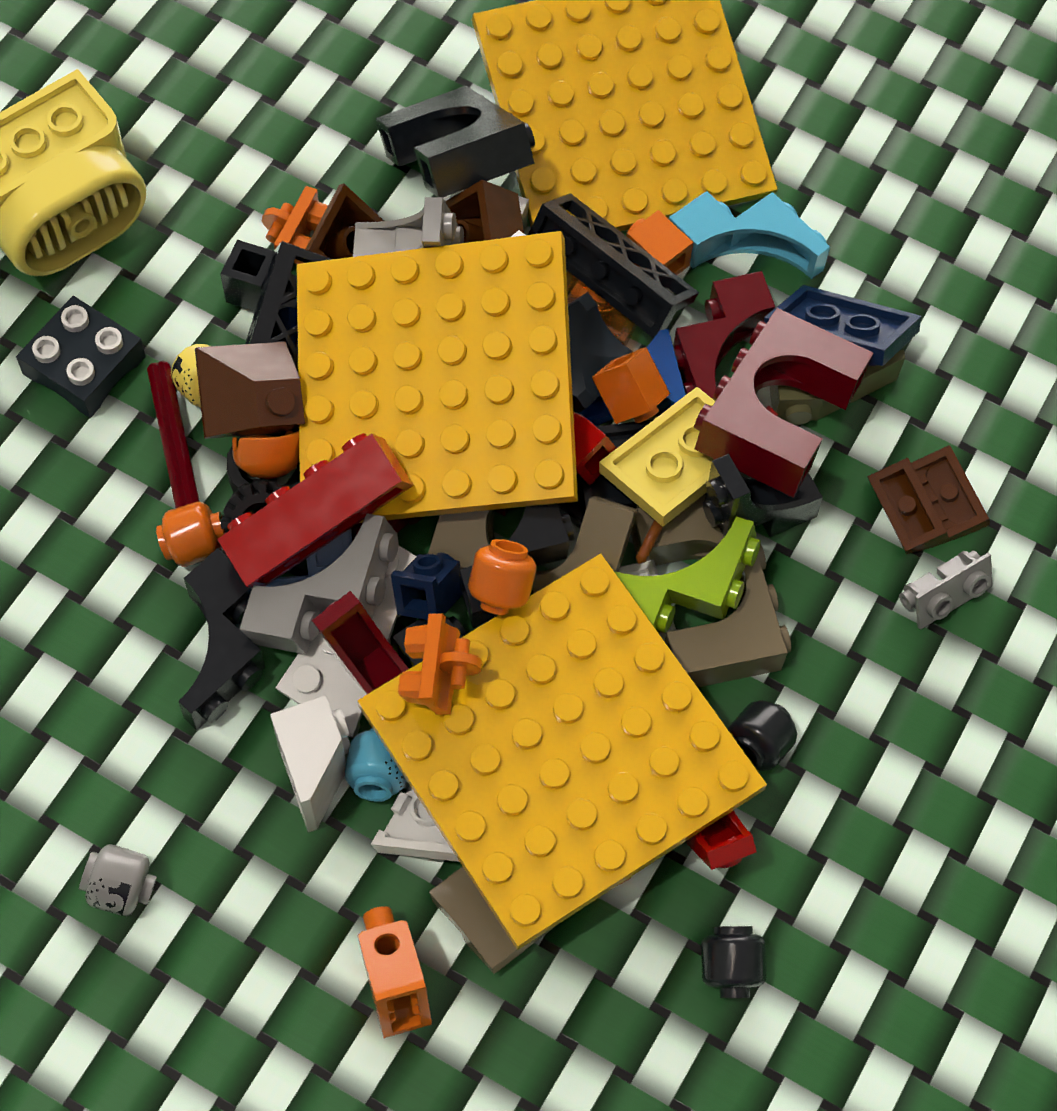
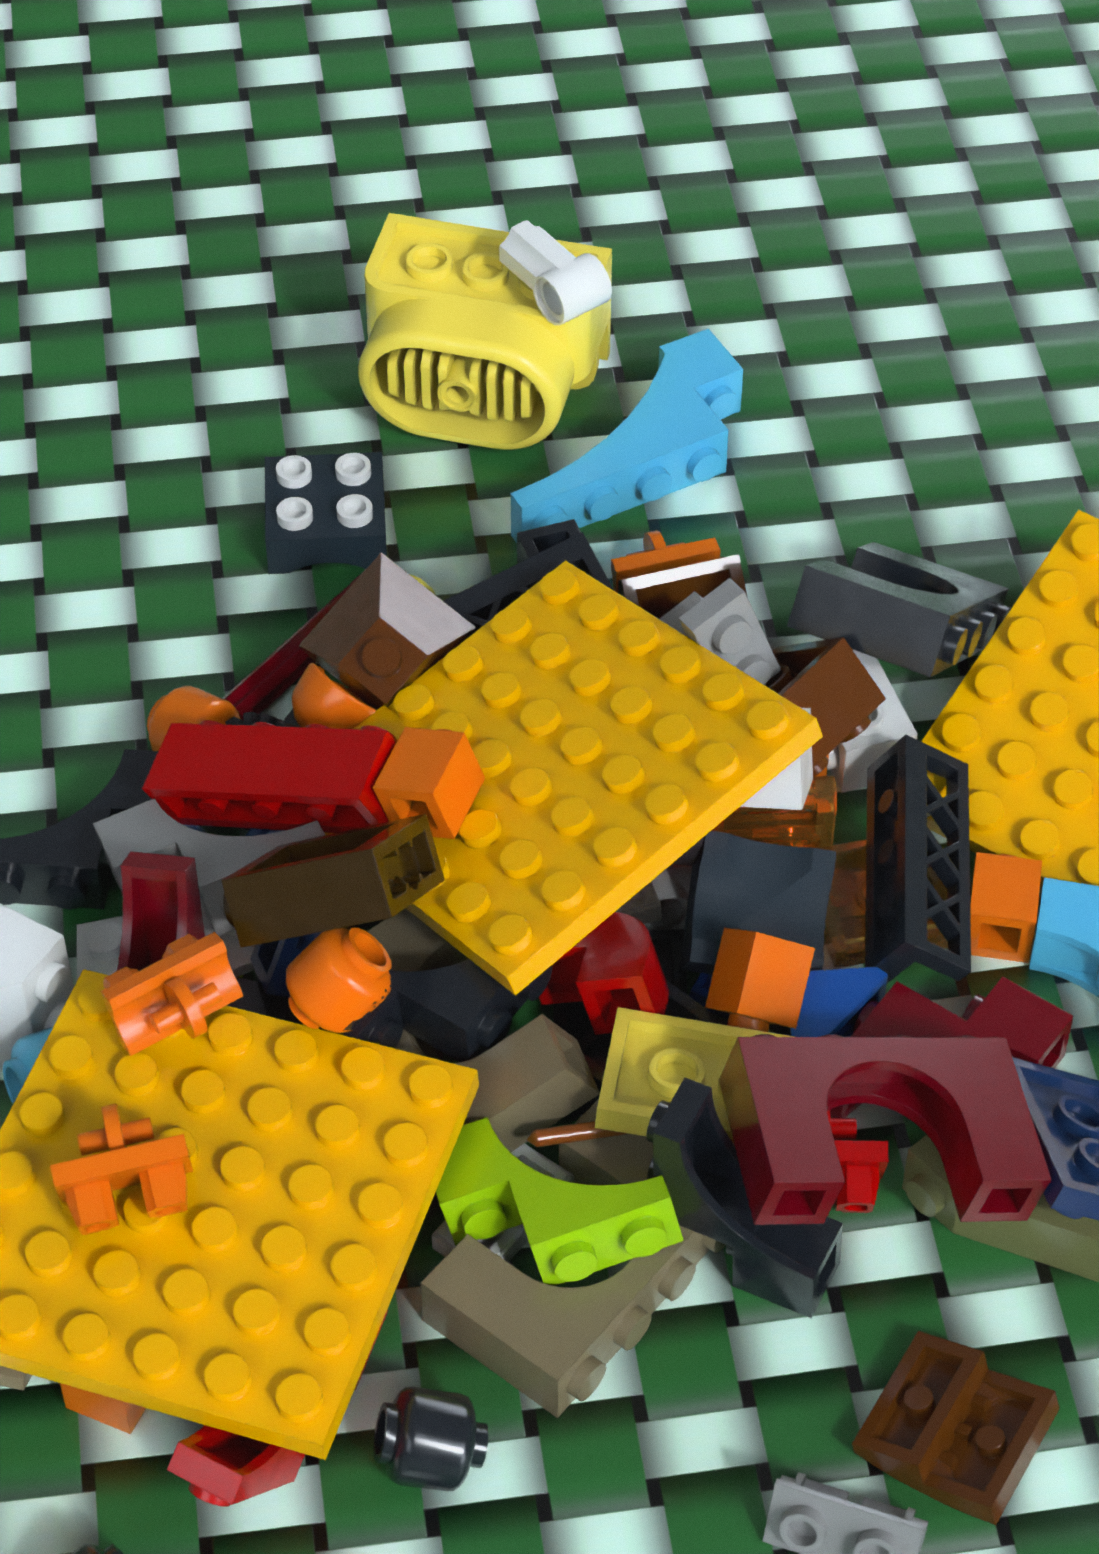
camera: 55 degrees right, 15 degrees down
(93, 110) = (560, 281): none -> white piece
(200, 155) = (658, 449): none -> medium azure arch
(411, 438) = (430, 776): none -> orange brick
(460, 545) = (332, 881): none -> dark brown window
(547, 749) = (90, 1181): none -> orange hips

